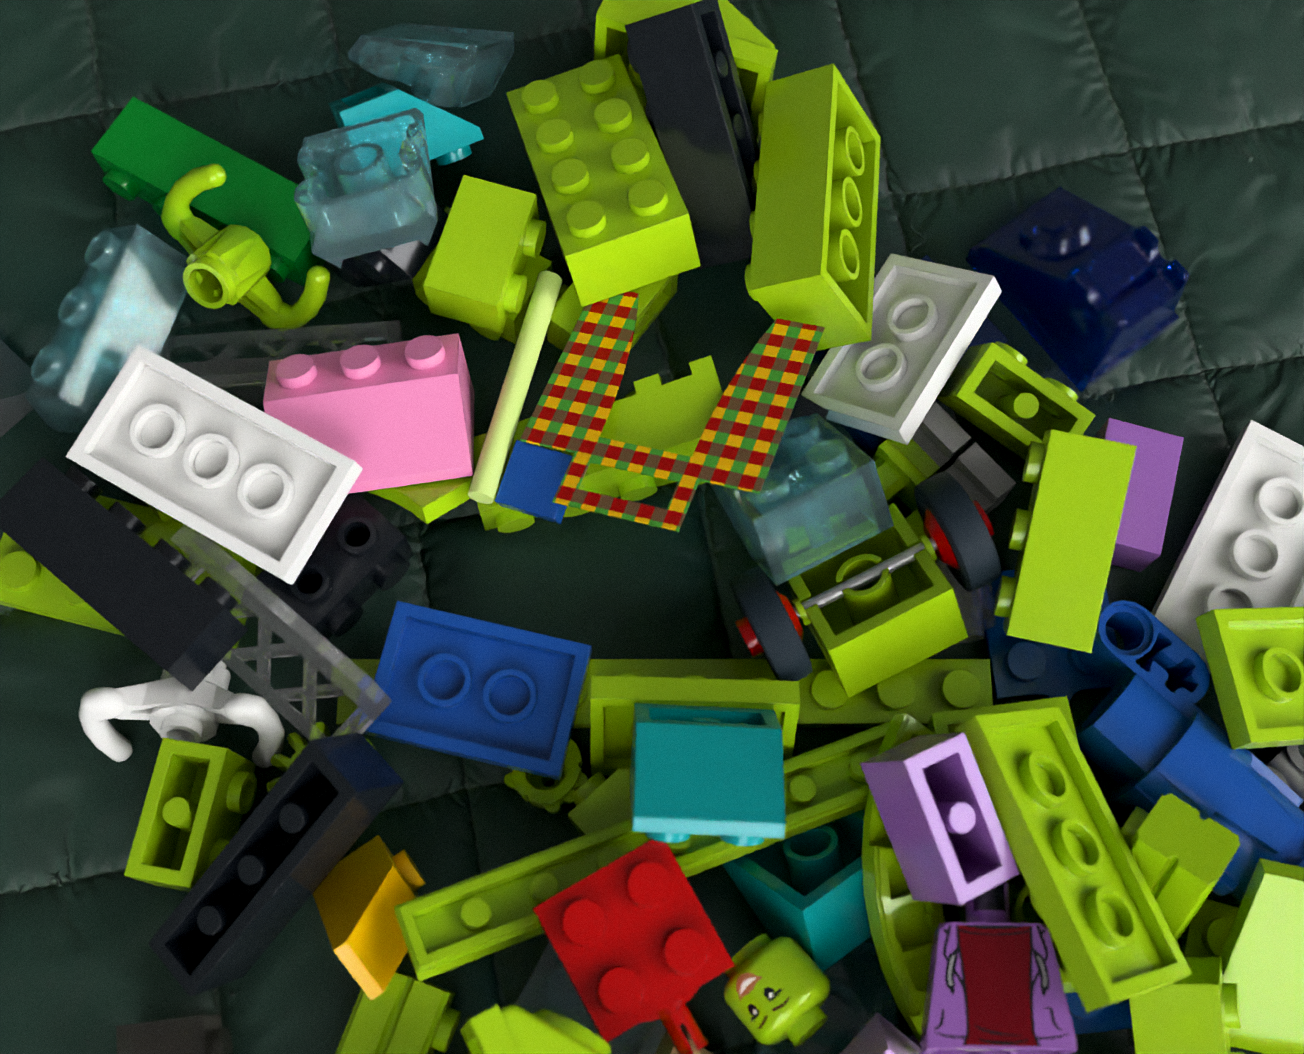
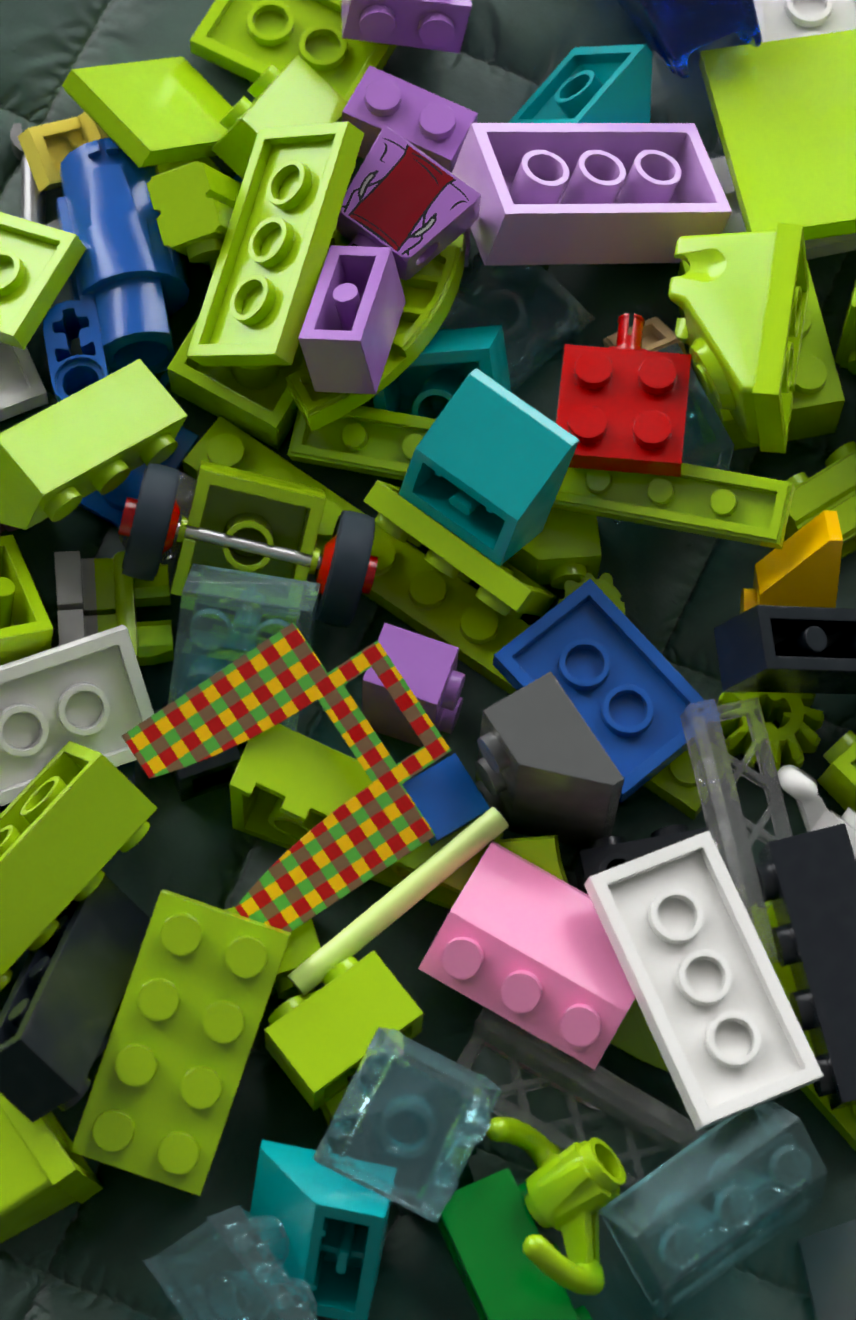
camera: 145 degrees left, 5 degrees down
(468, 557) = (546, 767): none -> dark grey slope
(639, 575) = (431, 675): none -> medium lavender brick
(777, 990) = (538, 327): lime head -> none

